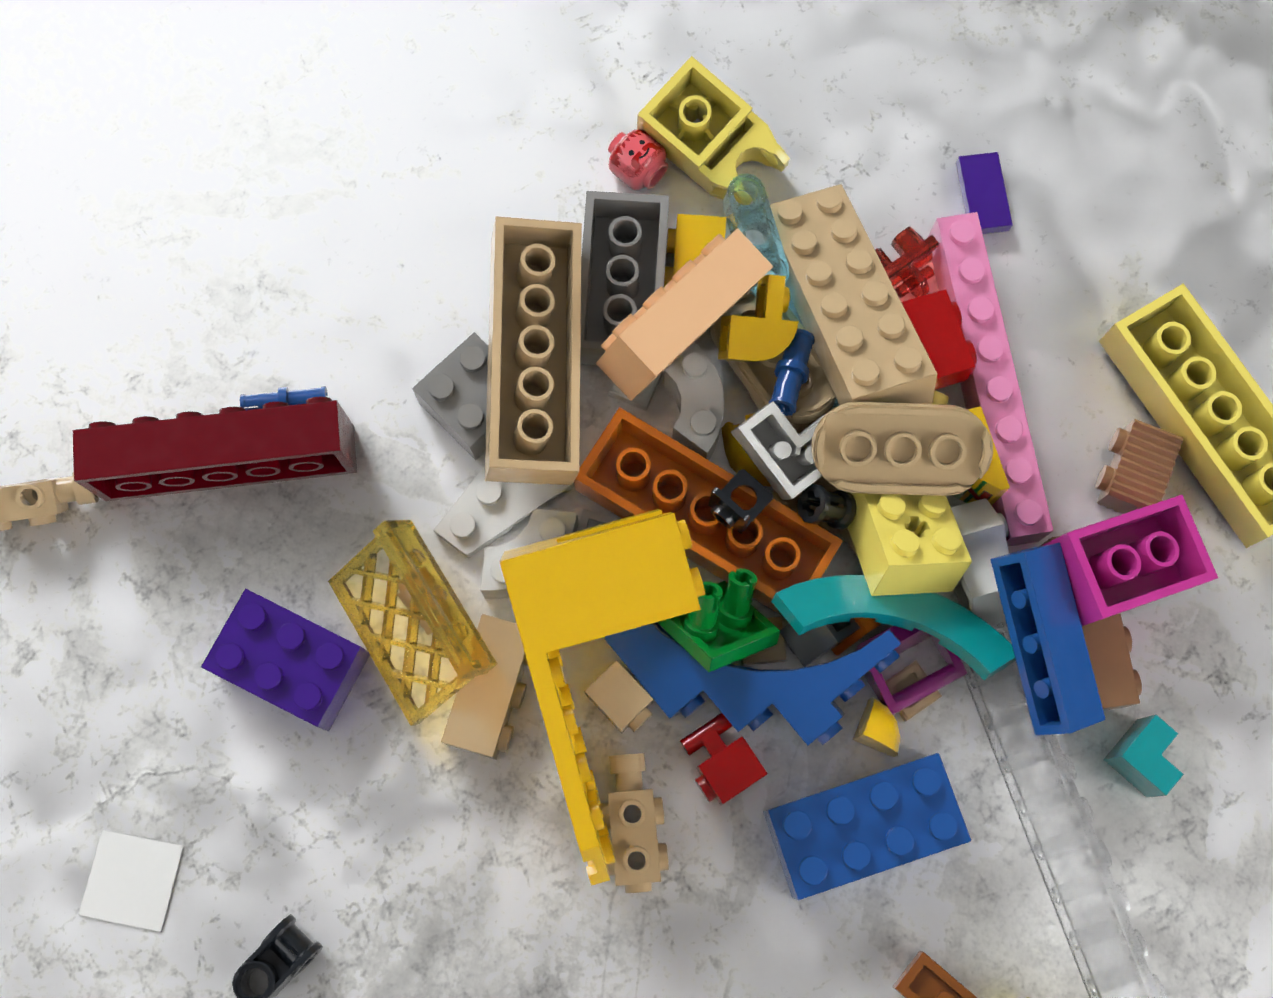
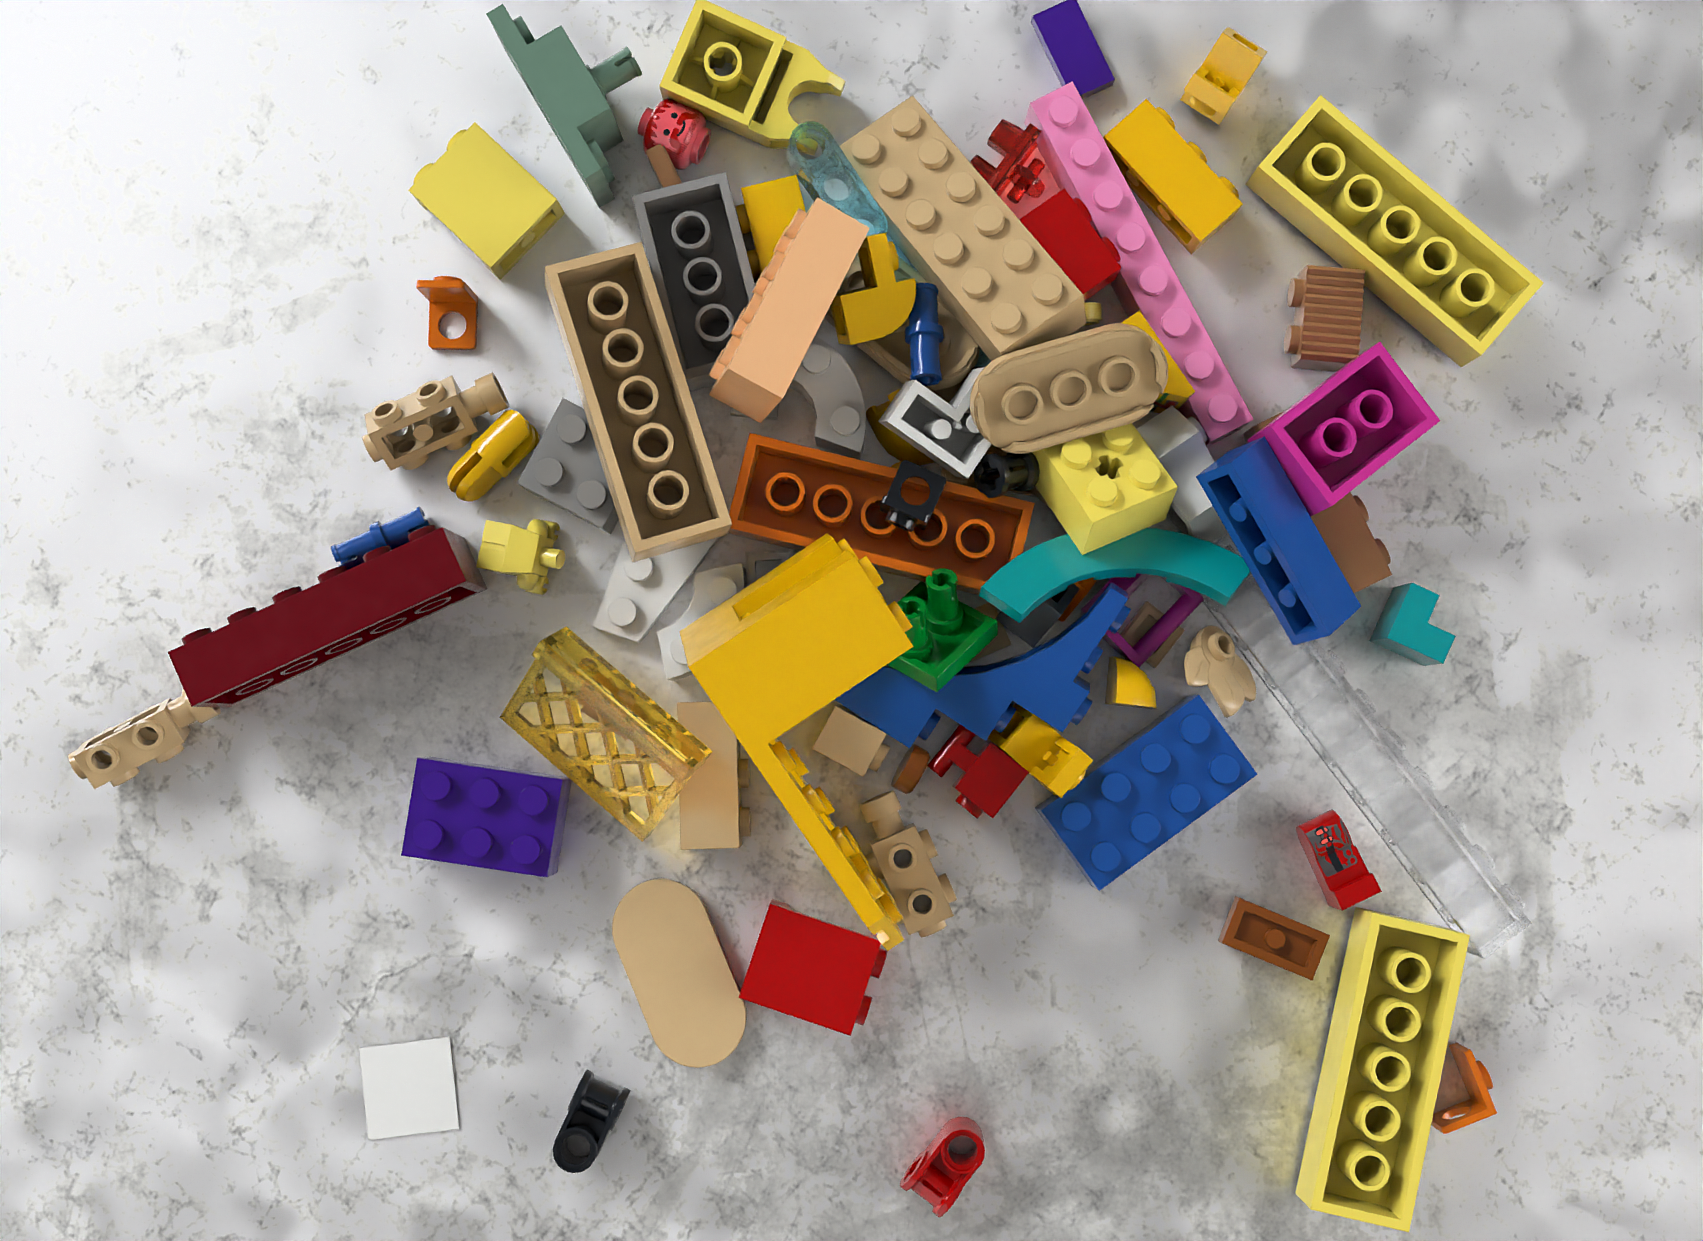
camera: 15 degrees left, 10 degrees up
(356, 323) = (429, 419): none -> tan brick
(395, 448) = (521, 552): none -> light yellow piece
(399, 364) = (492, 456): none -> yellow arm
(402, 855) = (679, 972): none -> tan tile
(409, 228) = (449, 296): none -> orange bracket
(469, 164) = (486, 199): none -> light yellow panel
(520, 888) = (812, 969): none -> red panel
(563, 102) = (570, 94): none -> sand green brick
(619, 177) = (662, 166): none -> medium nougat tile
(664, 739) = (910, 769): none -> dark orange tile
(789, 767) = (1042, 752): none -> yellow brick
(960, 731) = (1215, 664): none -> tan plate
(1020, 947) = (1336, 861): none -> red leg
(1039, 315) = (1171, 176): none -> yellow brick
(1103, 248) = (1223, 75): none -> yellow brick

